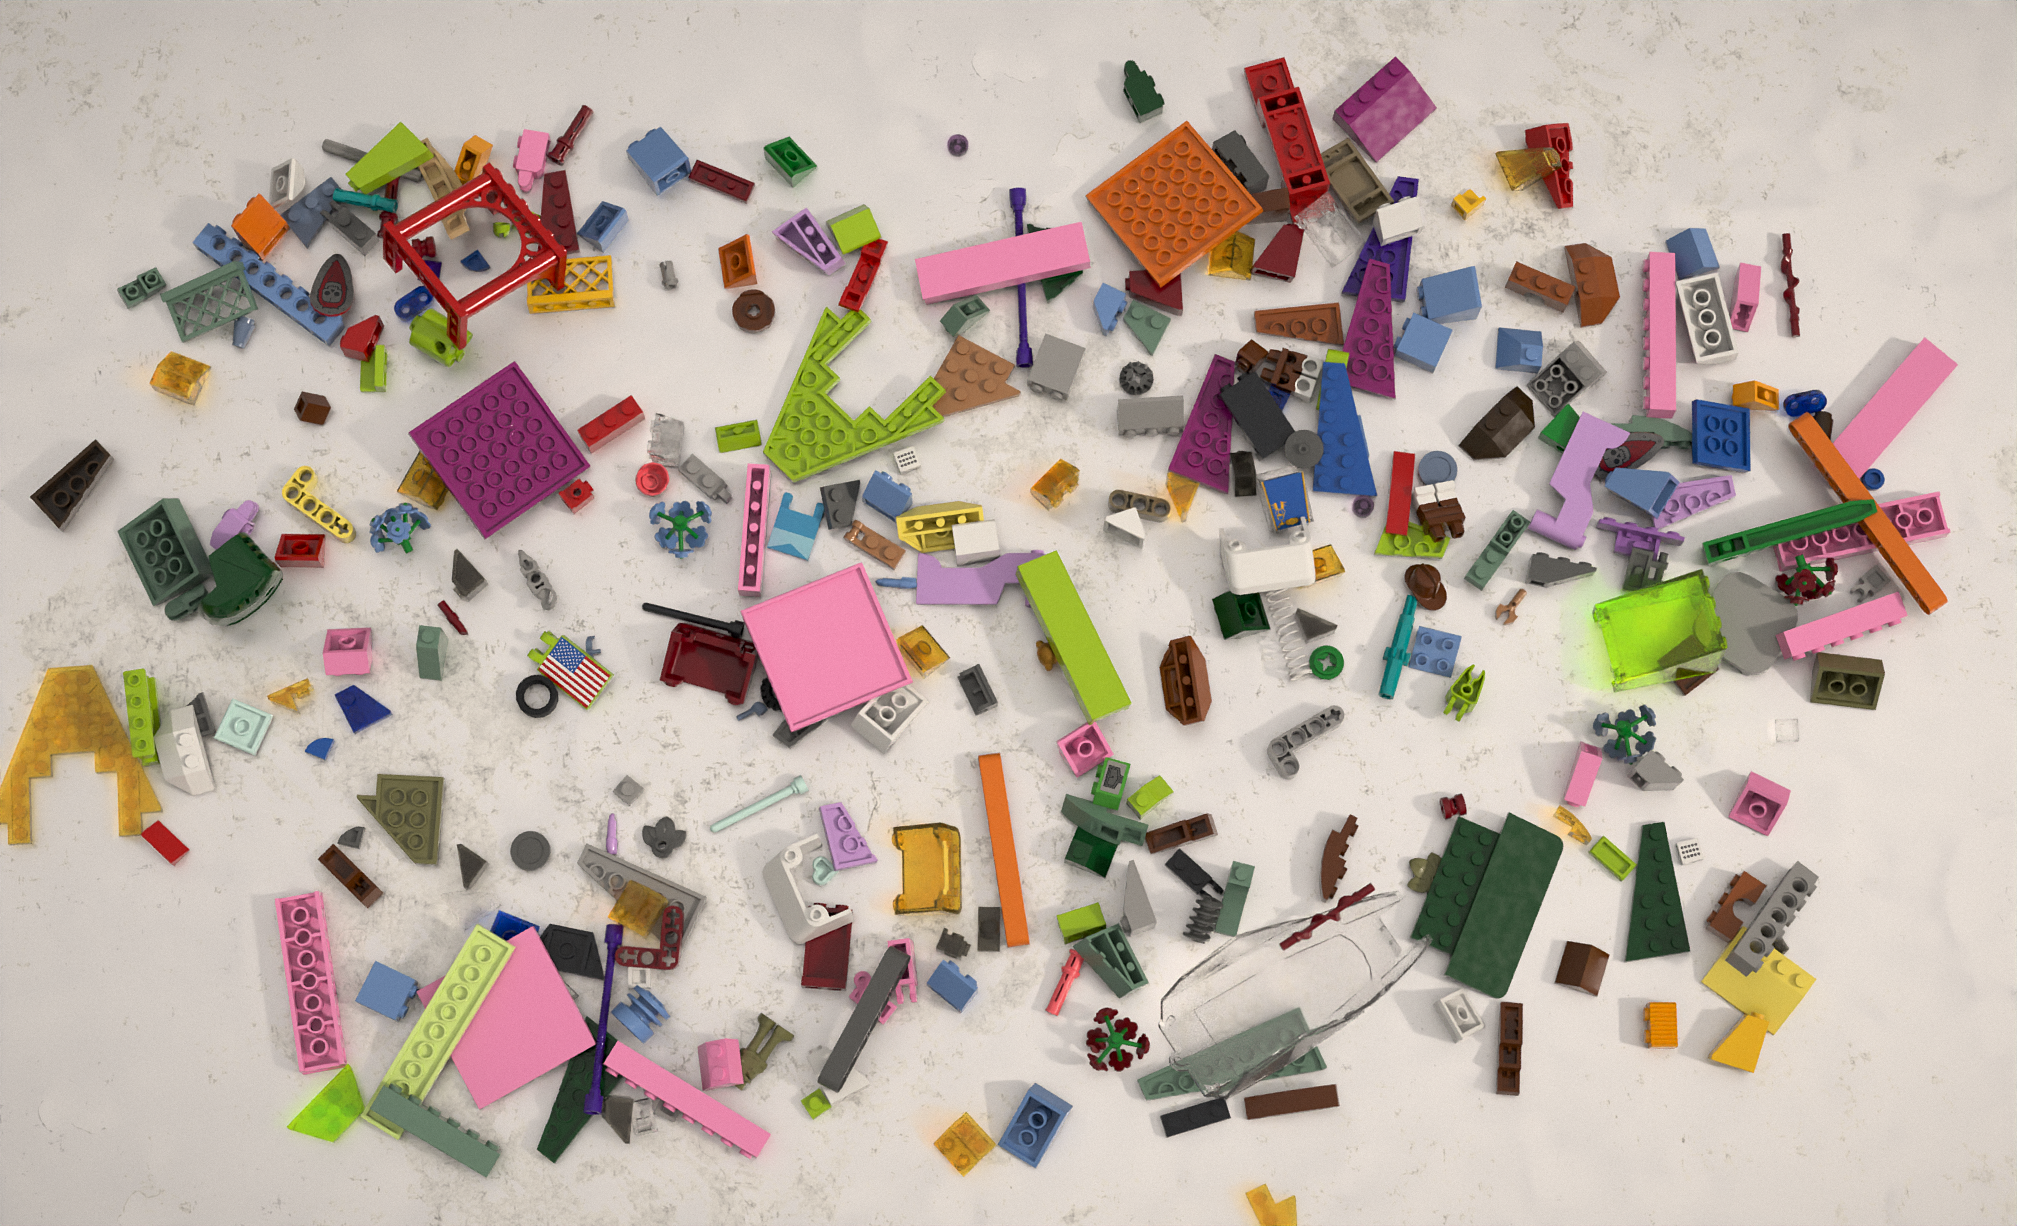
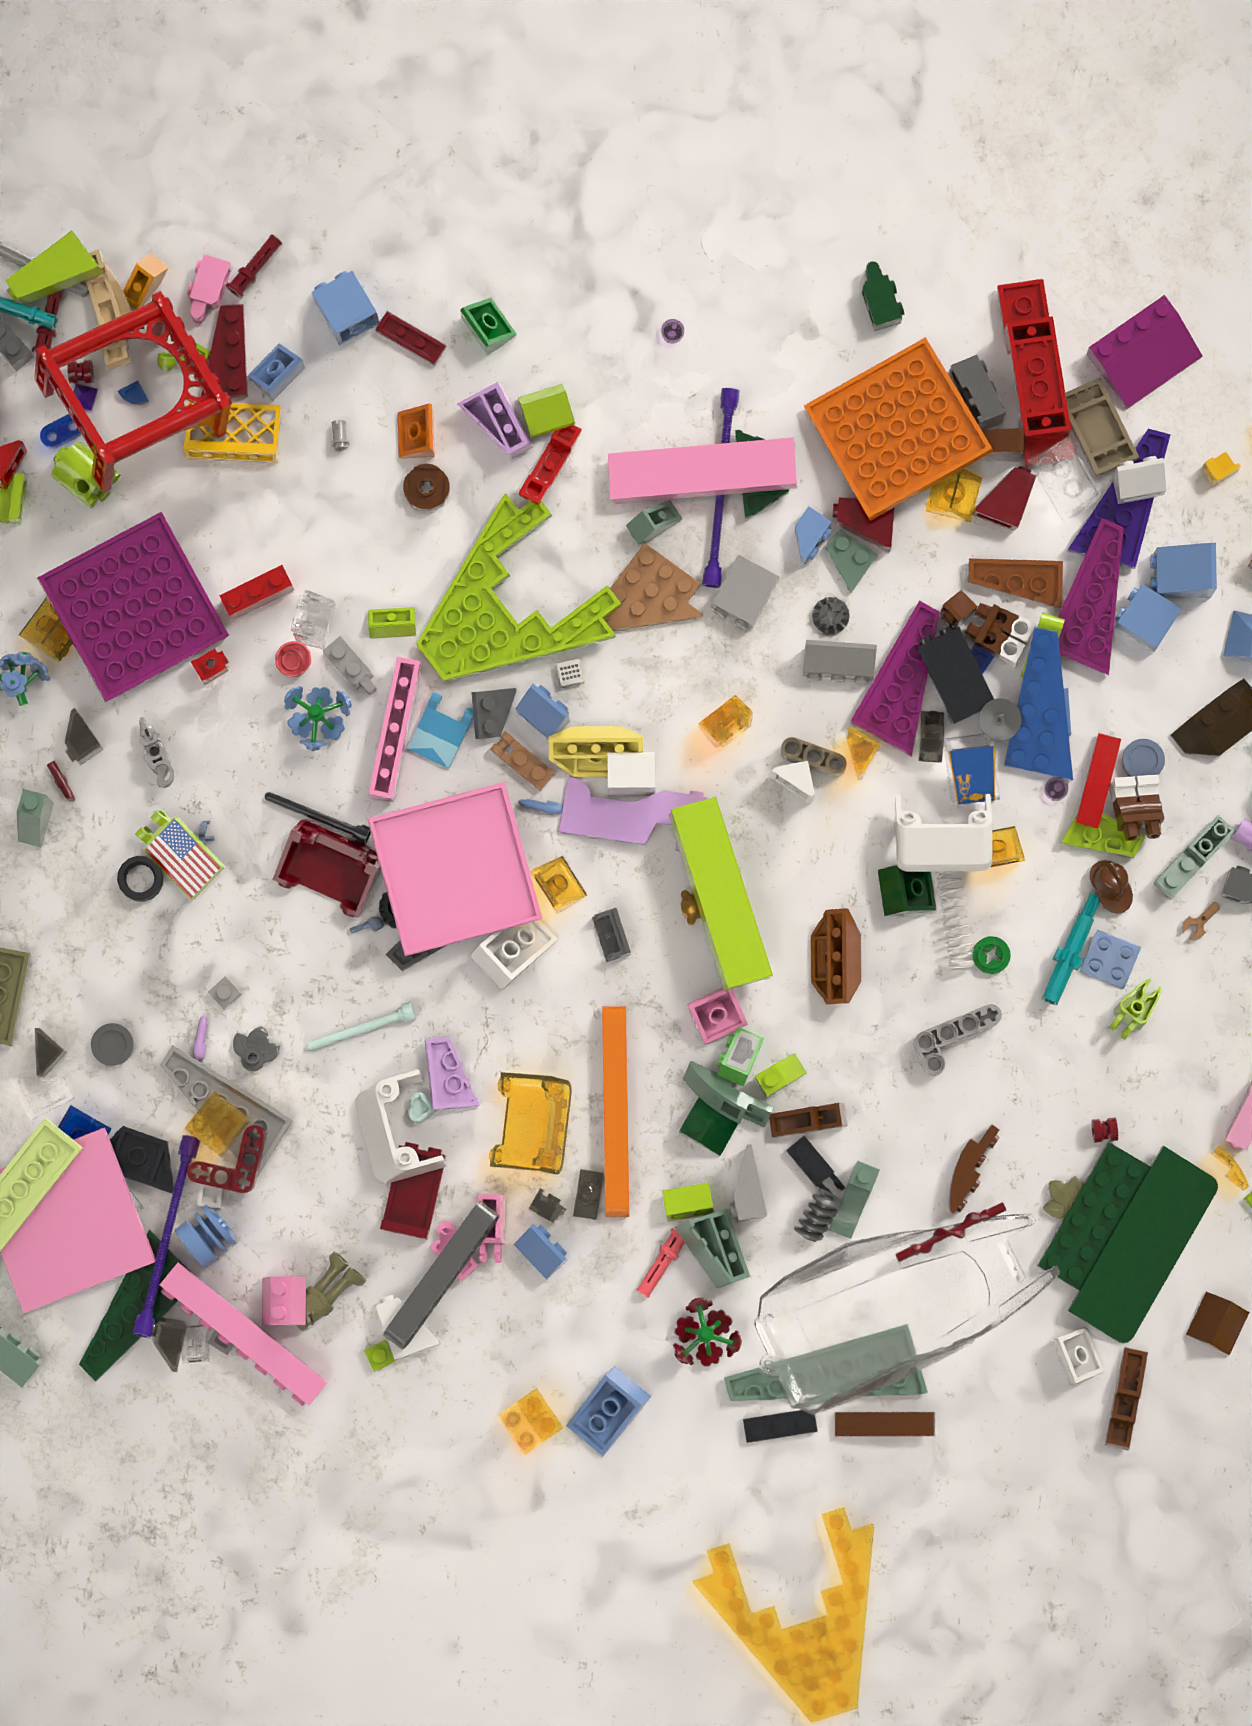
camera: 15 degrees right, 5 degrees up
(1313, 627) = (982, 915): clear smoke slope -> none

